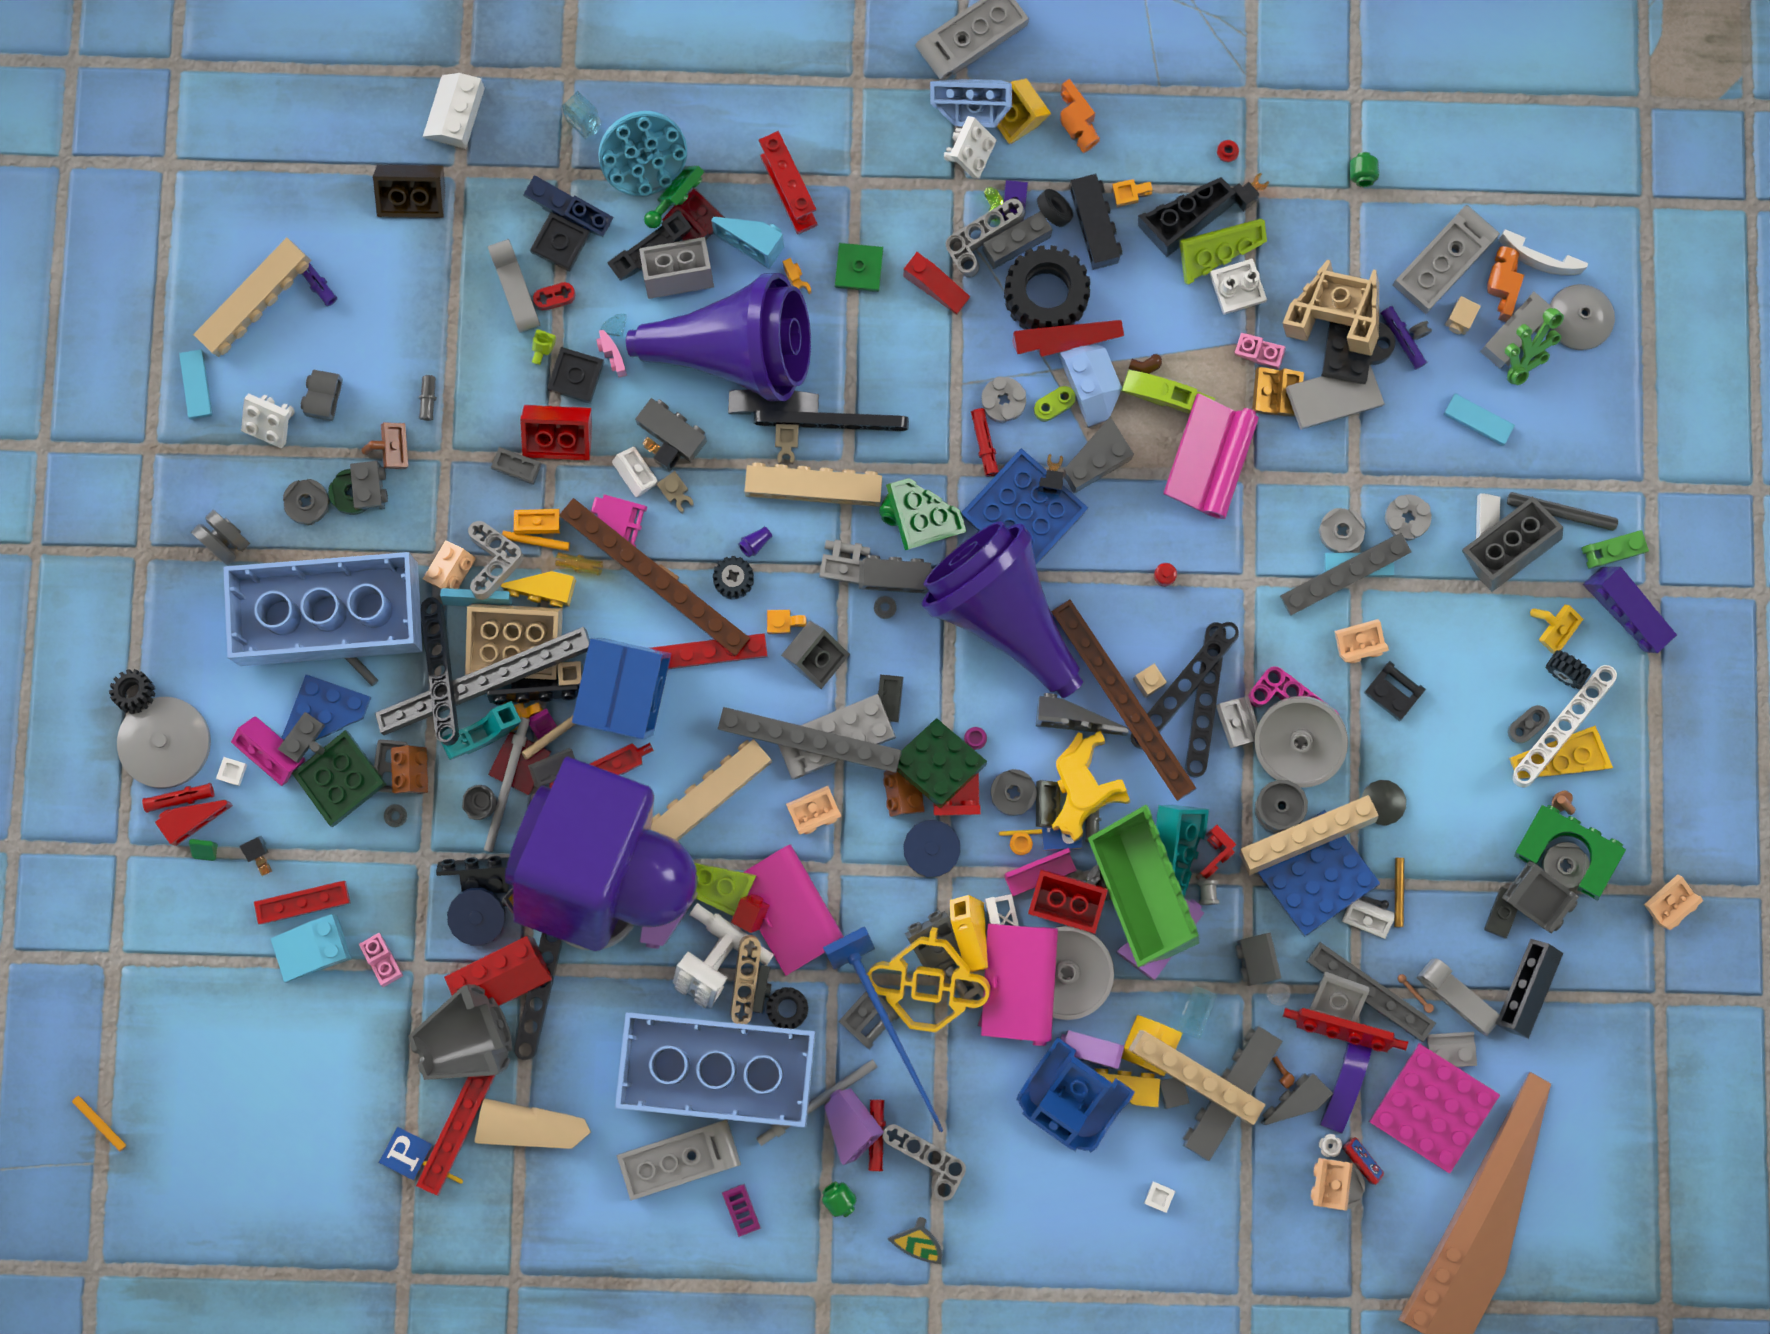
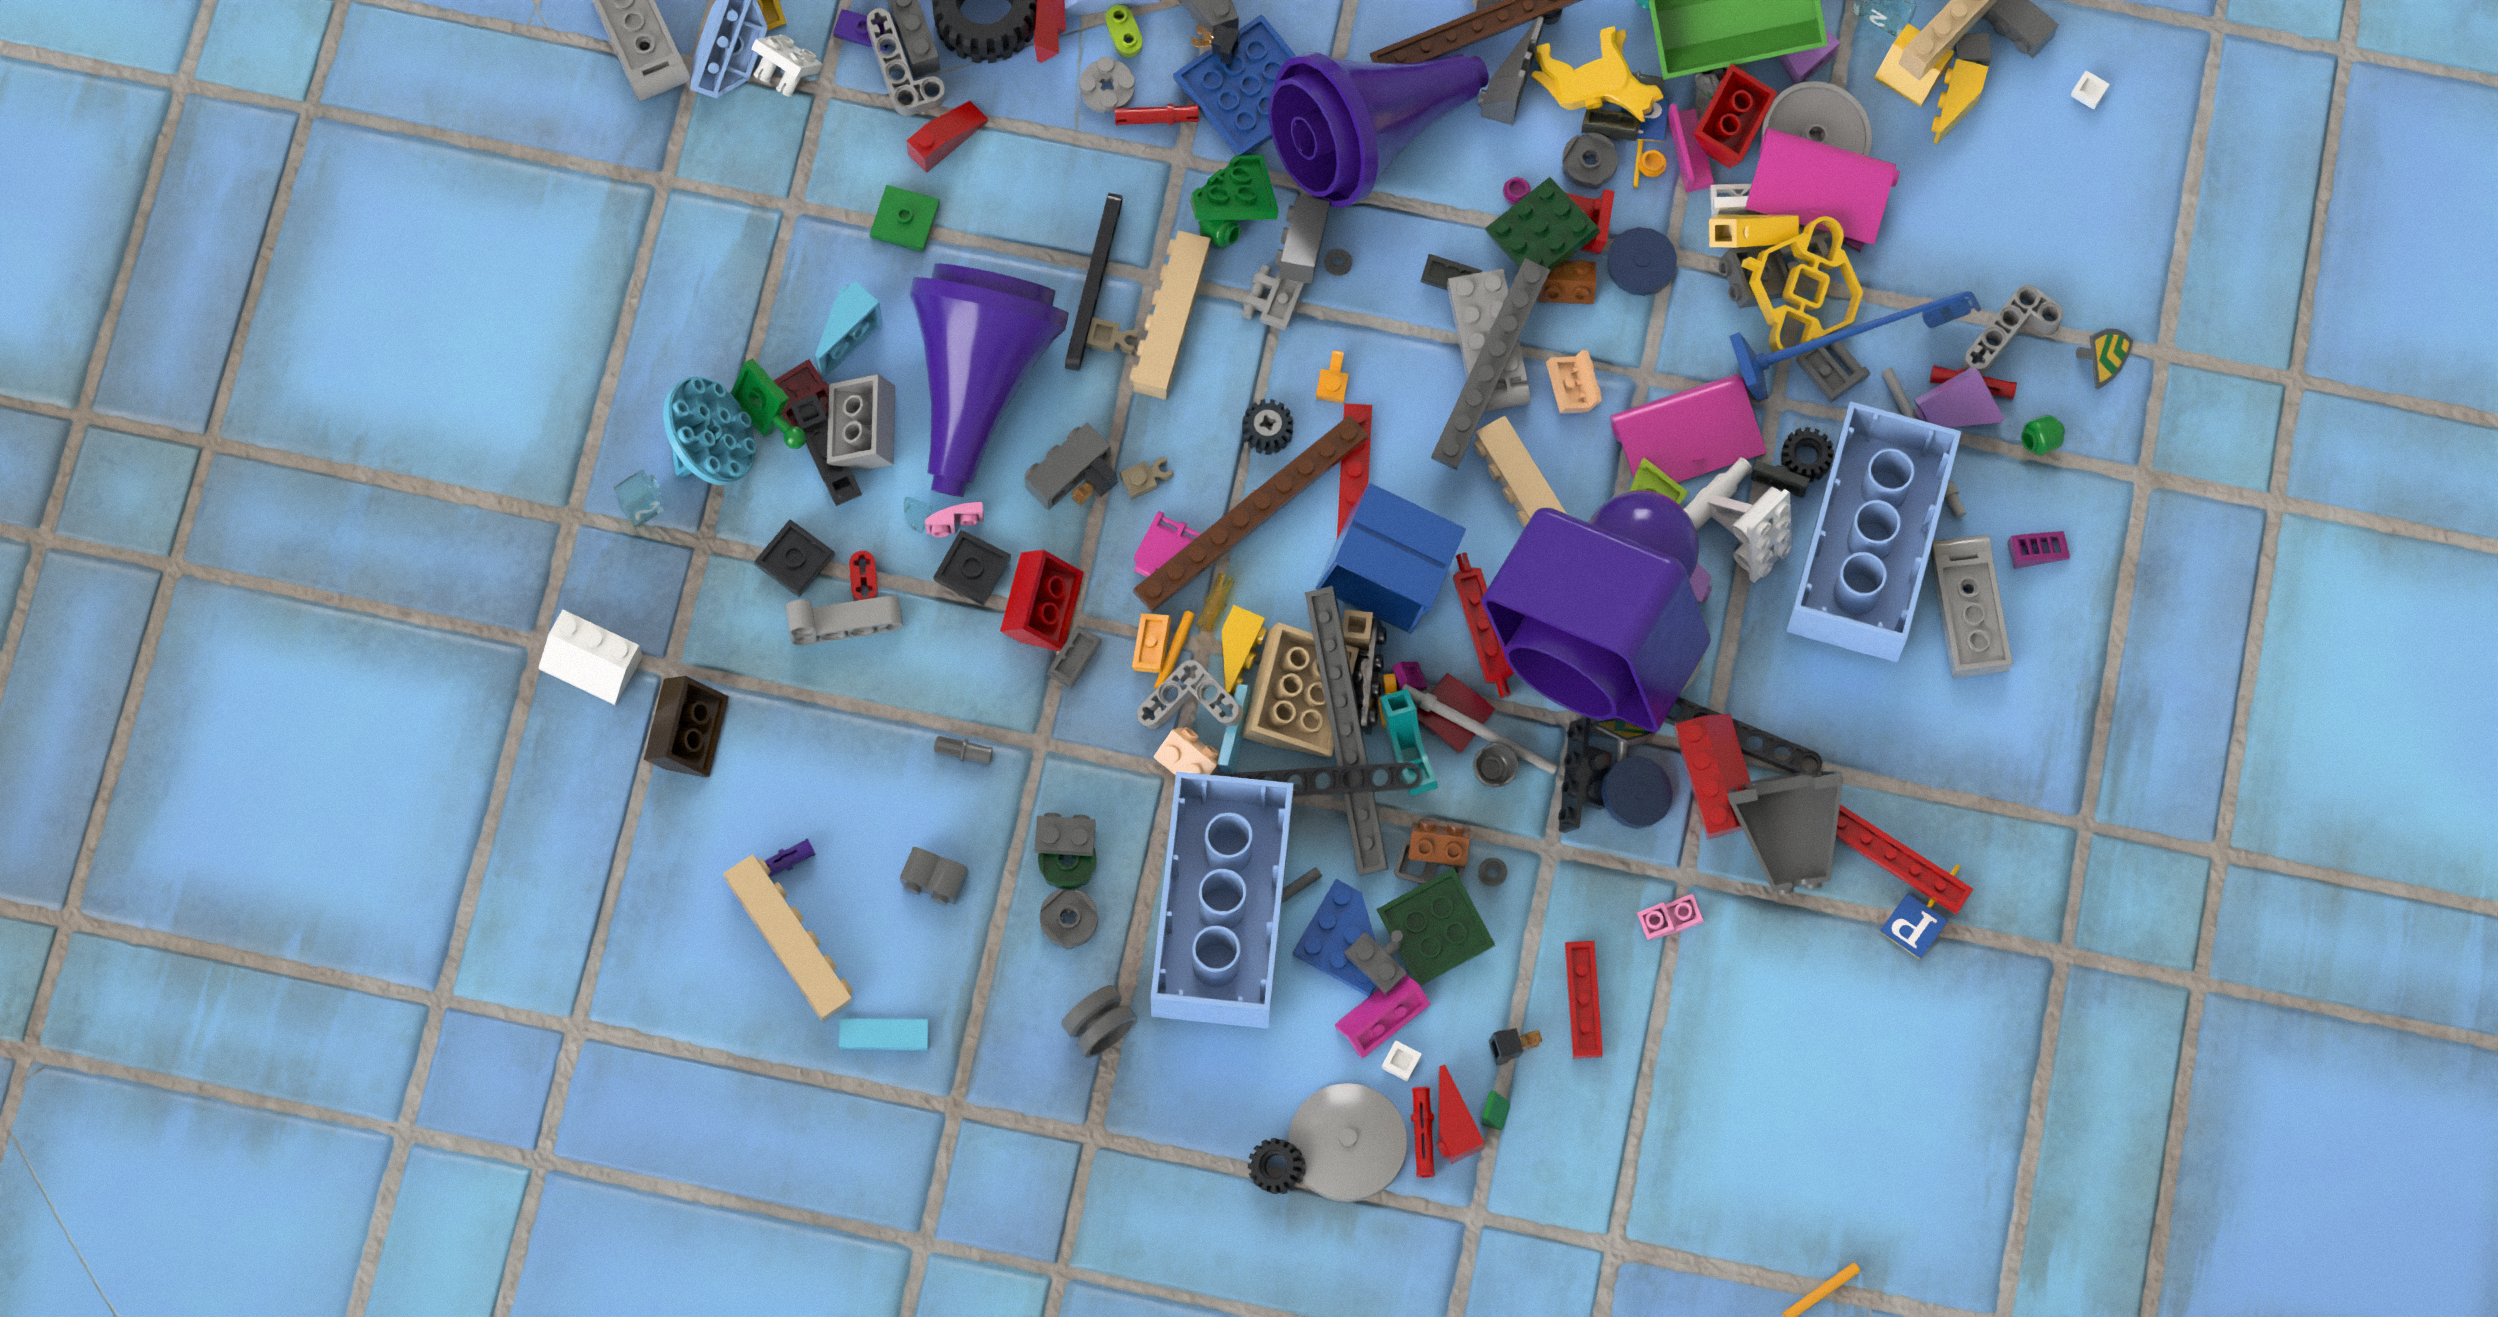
camera: 80 degrees left, 10 degrees down
(266, 420) = (954, 945): white plate -> none
(310, 947) = (1642, 997): medium azure slope -> none
(393, 446) = (1018, 799): plate -> none
(524, 1126) = (1904, 772): tan panel -> none
(542, 344) = (923, 601): lime piece -> none
(548, 738) = (1427, 668): tan bar -> none
(548, 768) = (1468, 671): dark grey plate -> none
(567, 206) = (754, 537): dark blue slope -> none
(634, 471) = (1110, 521): white slope -> none
(745, 980) = (1737, 471): tan beam -> none
(748, 402) = (1051, 365): black slope -> none
(750, 913) = (1687, 472): red brick -> none
(754, 542) = (1228, 395): dark purple cone -> none
(788, 182) = (785, 270): red fence -> none
(793, 273) = (897, 291): light orange plate -> none
(815, 654) = (1381, 349): dark grey slope -> none
(993, 197) = (856, 50): clear neon green arm -> none
(1071, 1099) = (1963, 155): blue piece -> none
(1094, 1049) = (1911, 124): medium lavender slope -> none

